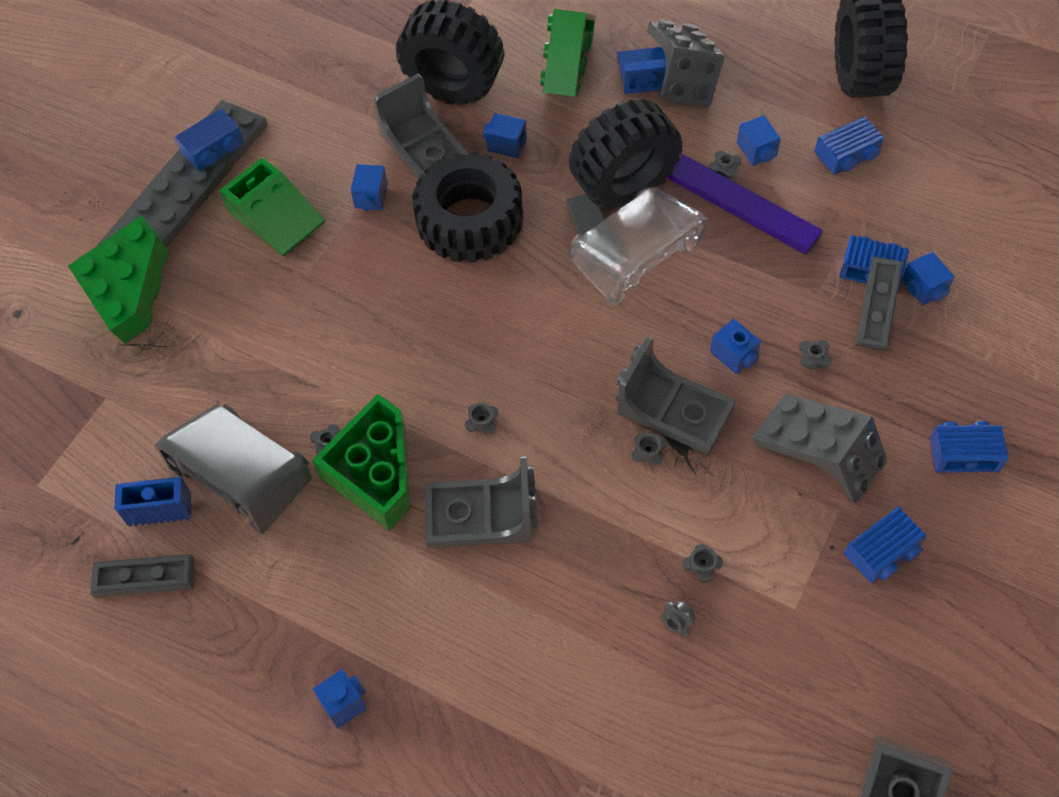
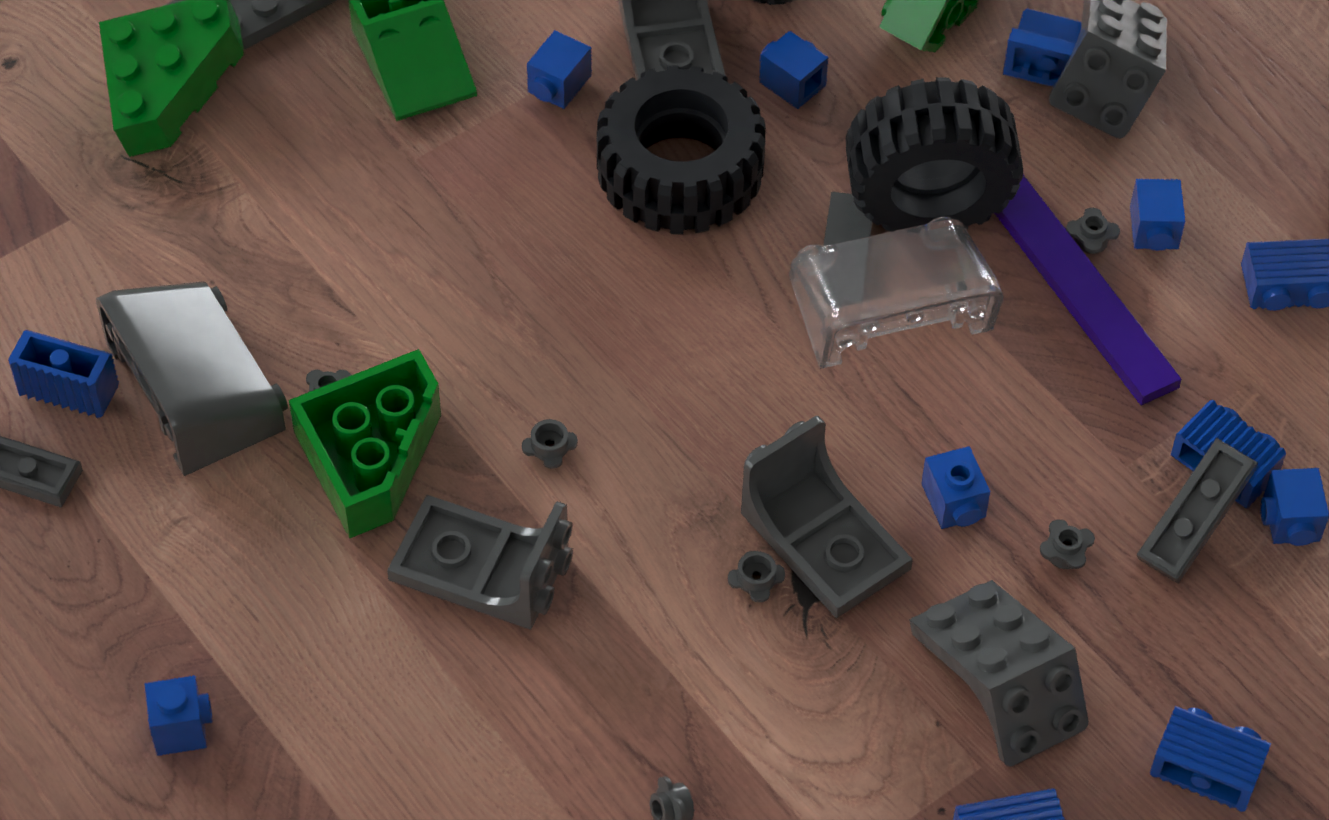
camera: 20 degrees right, 5 degrees down
(706, 554) = (751, 740): dark grey plate -> none

